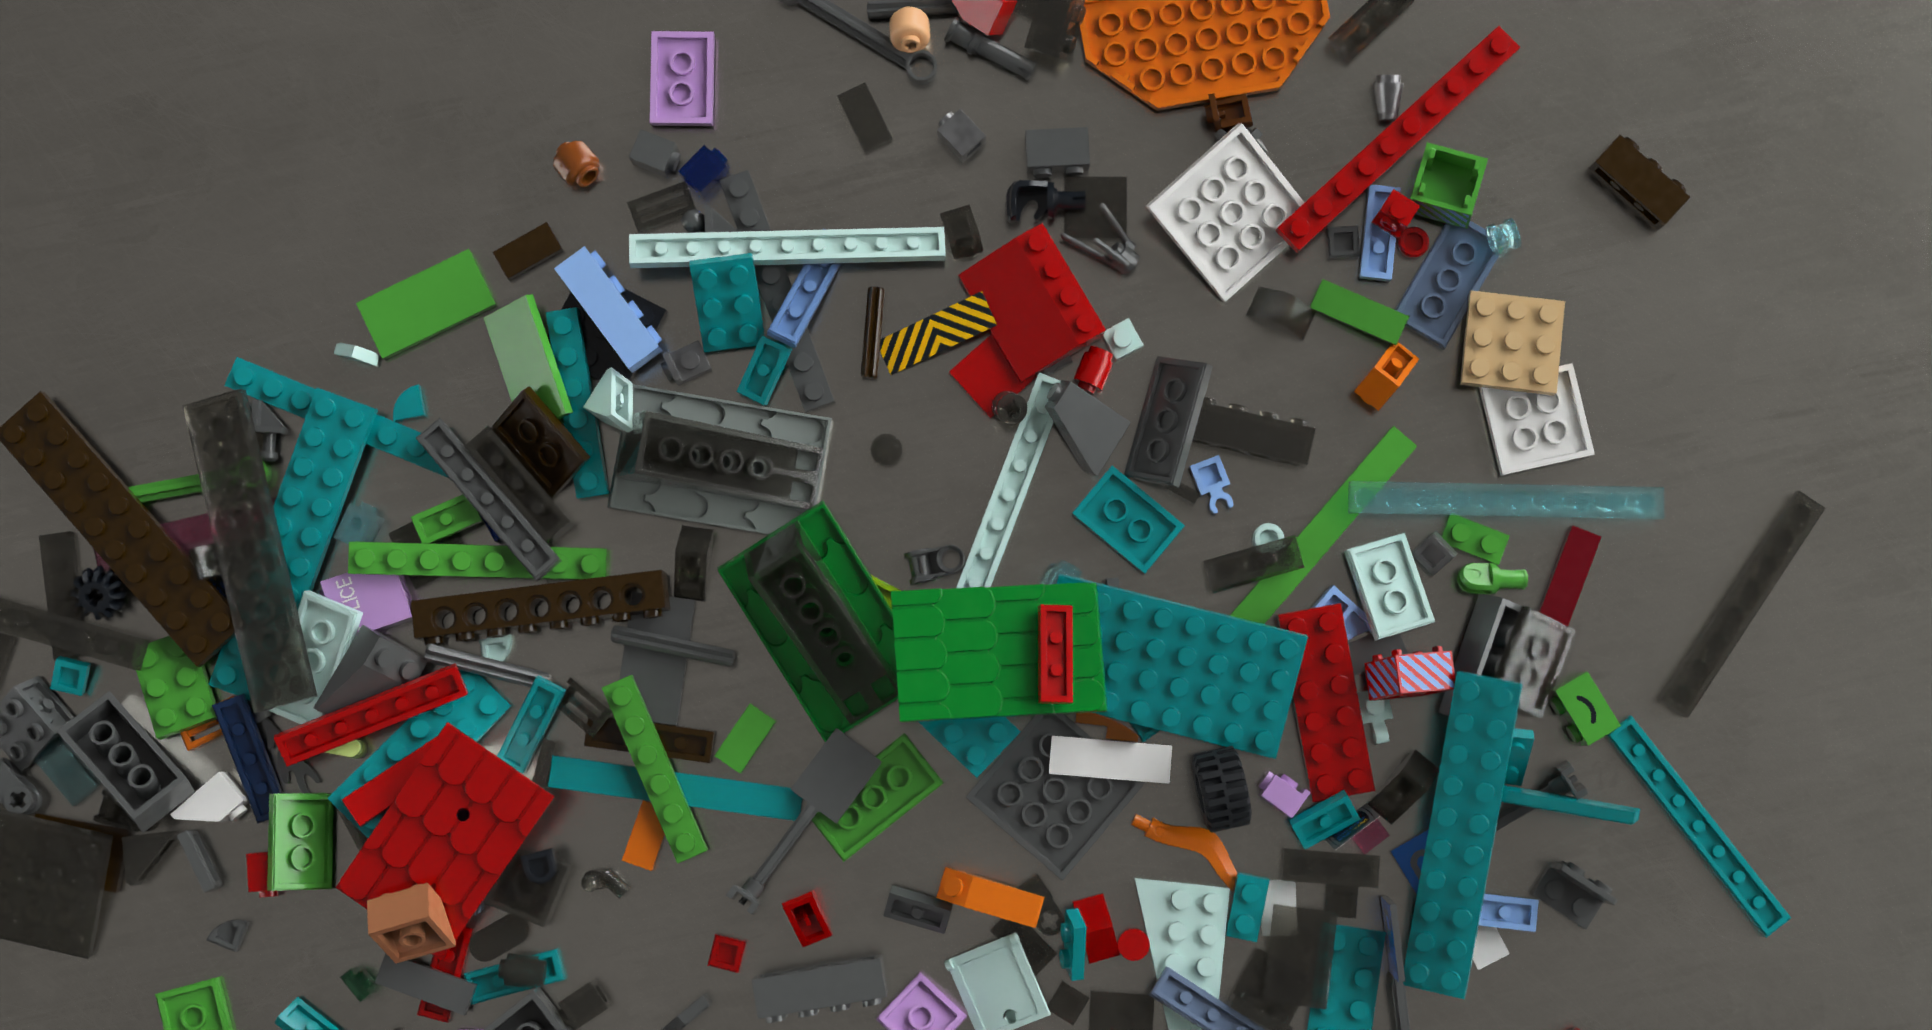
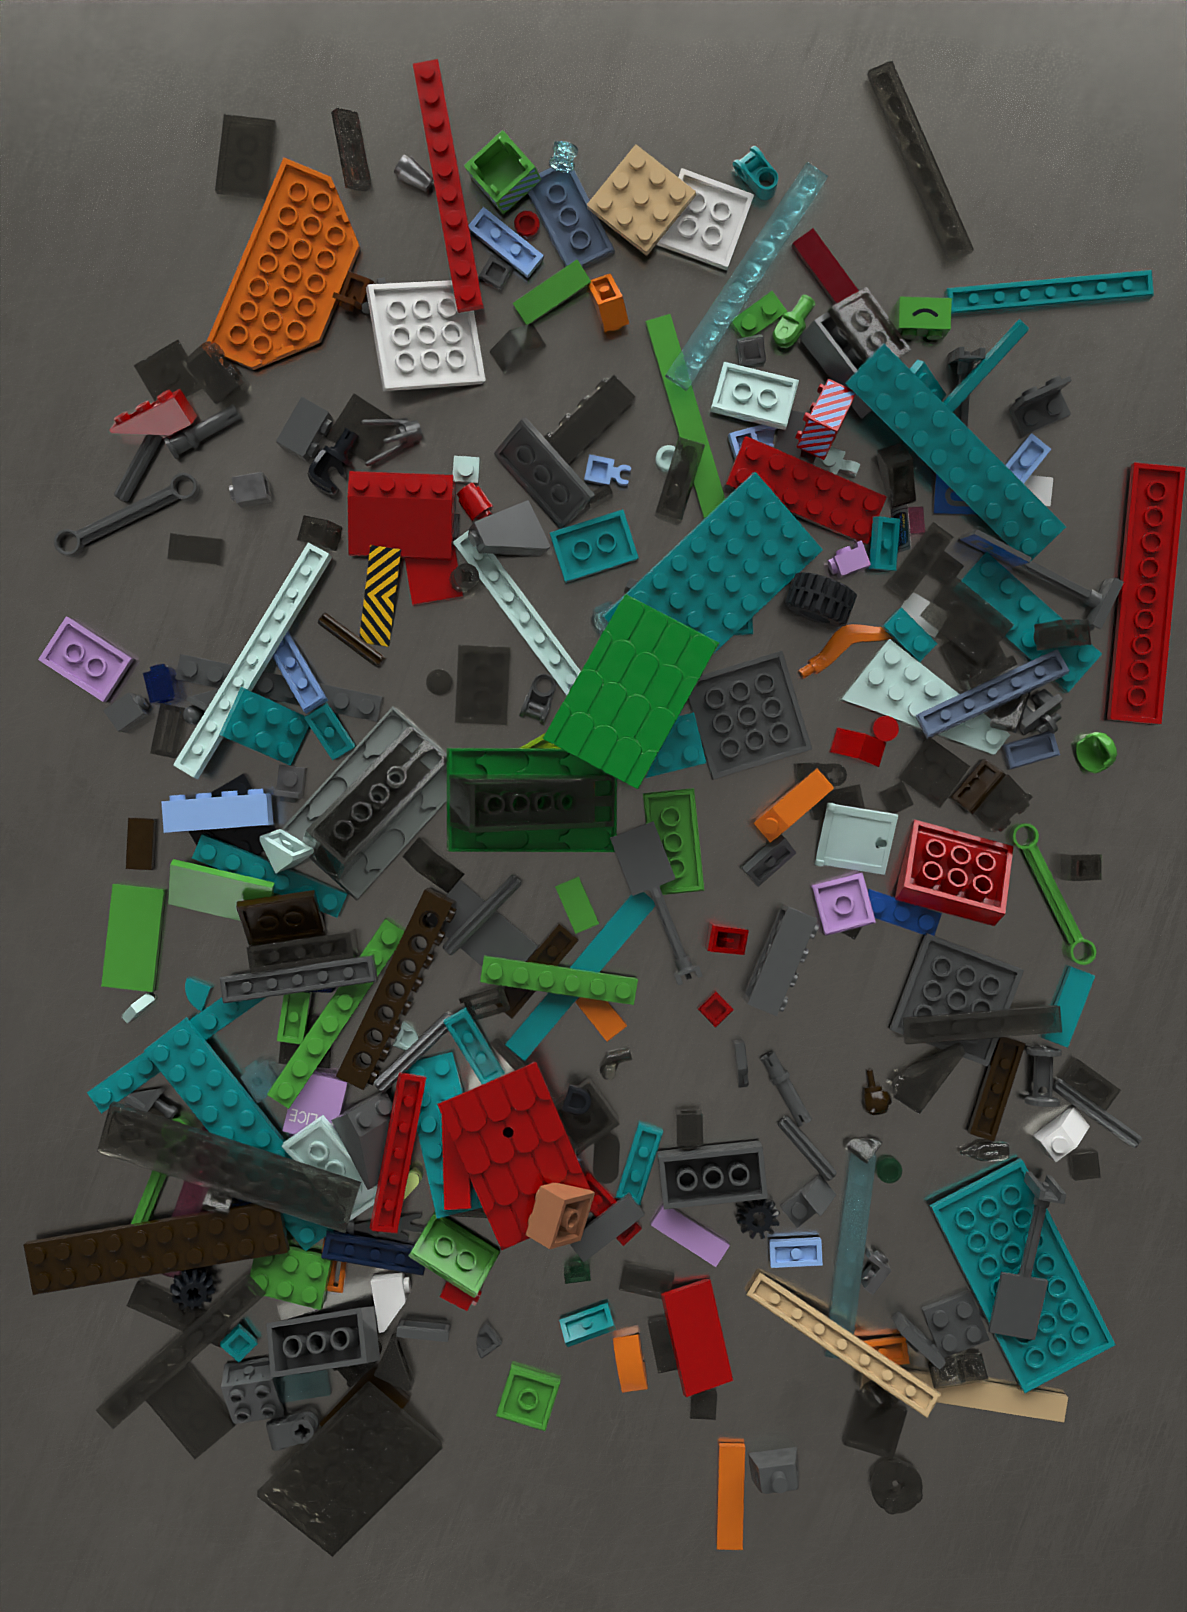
camera: 60 degrees left, 5 degrees up
(523, 971) = (640, 1156): clear smoke brick -> none
(576, 164) = (99, 771): dark orange head -> none
(909, 29) = (152, 477): light nougat head -> none
(911, 496) = (482, 685): none -> clear smoke plate
(1055, 654) = (659, 652): red plate -> none
(1074, 938) = (860, 767): teal plate -> none
(1110, 759) = (751, 663): white sticker -> none
(1113, 730) = (731, 649): reddish brown slope -> none
(1395, 214) = (500, 220): red brick -> none
(1621, 438) = (754, 169): none -> teal piece
(1640, 181) = (585, 38): dark brown brick -> none

